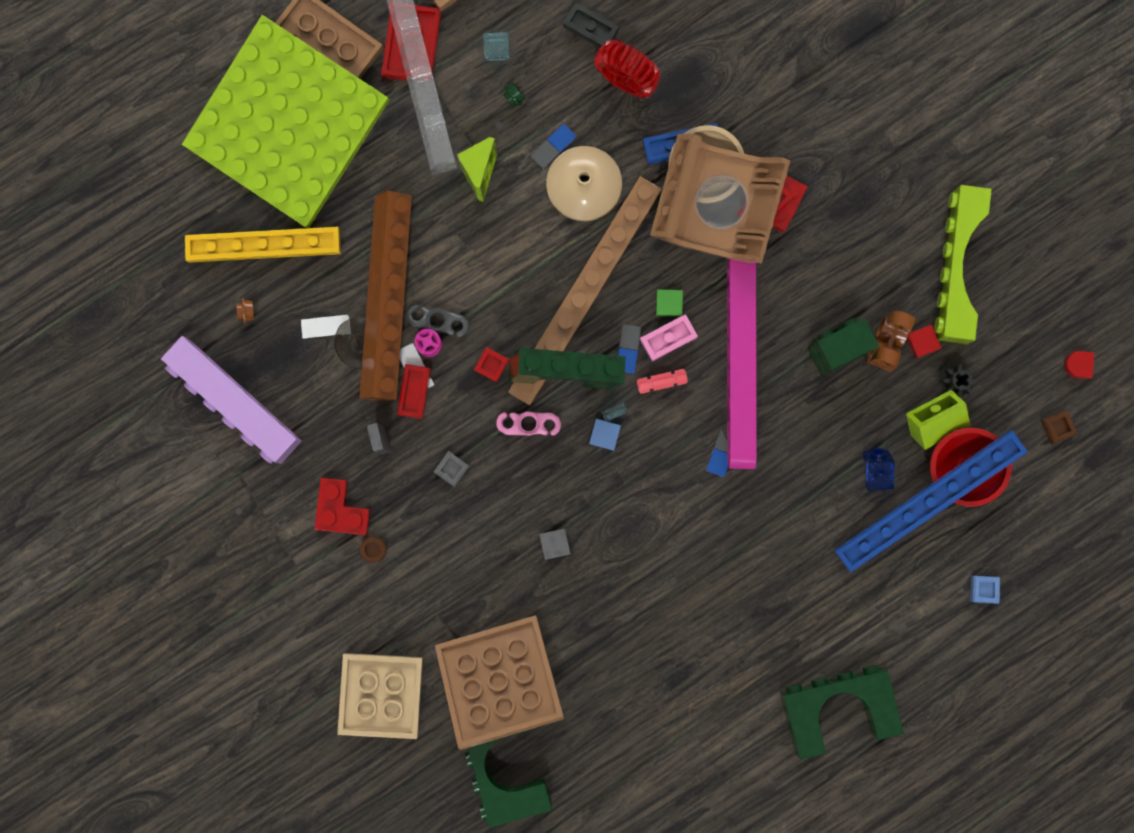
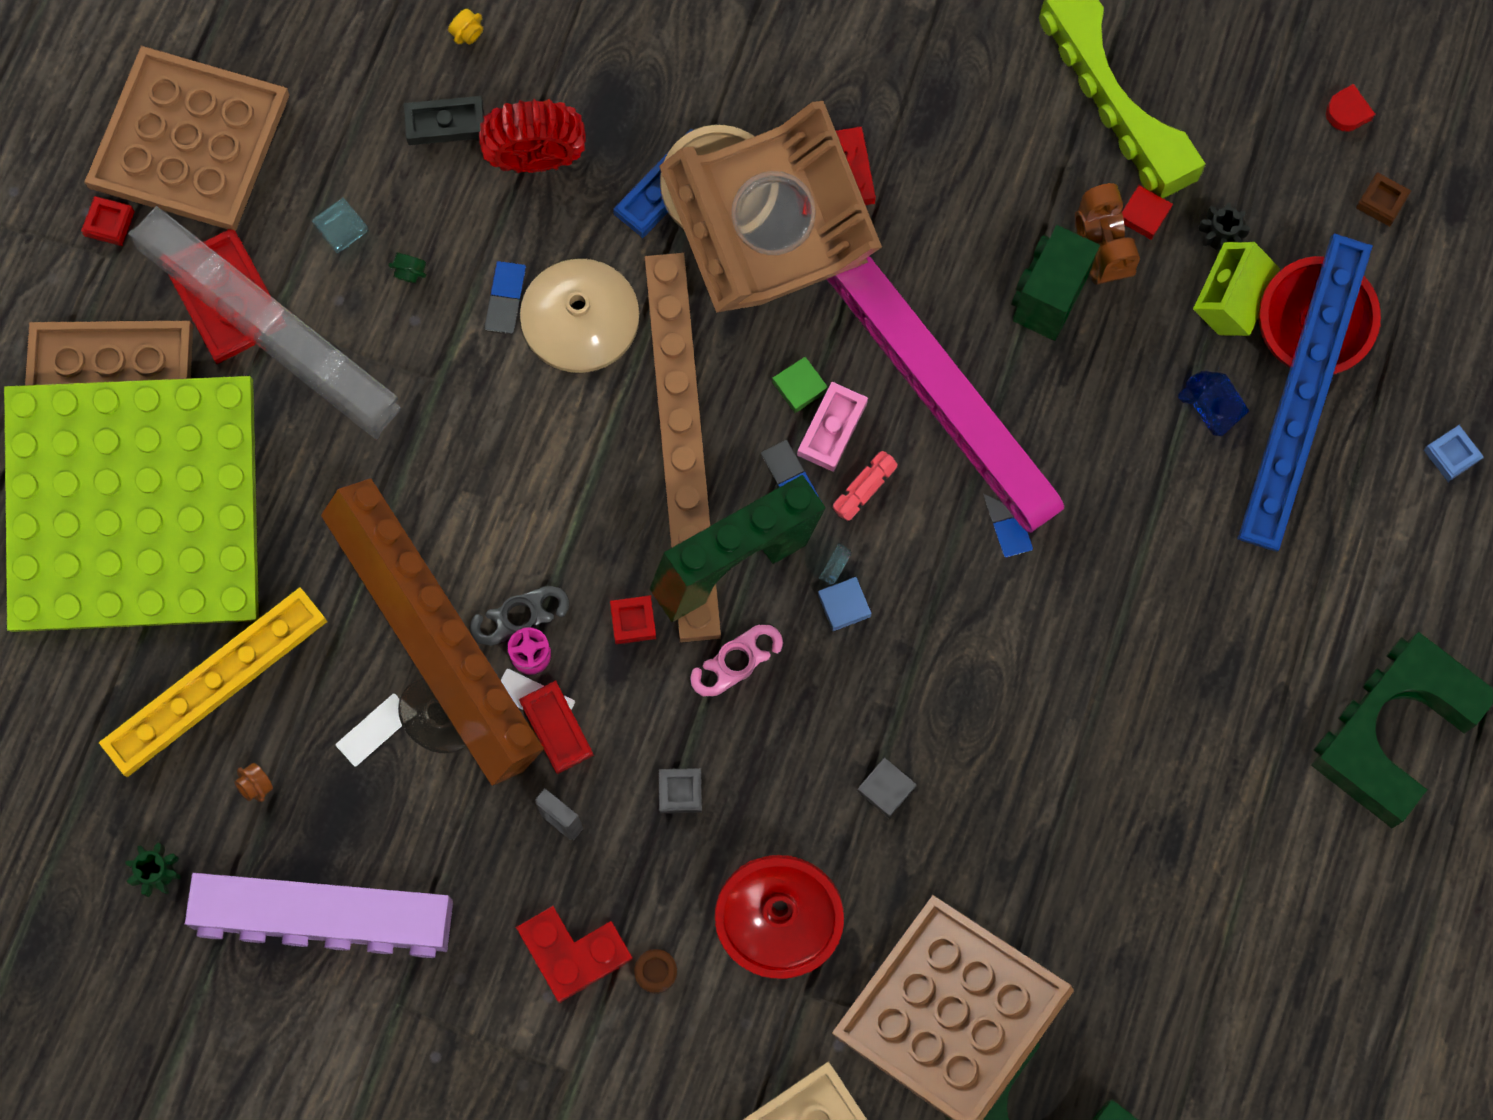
camera: 40 degrees left, 10 degrees down
(160, 320) = (151, 858): none -> dark green gear
(440, 575) = (775, 940): none -> red dish
(478, 165) = (427, 384): lime slope -> none

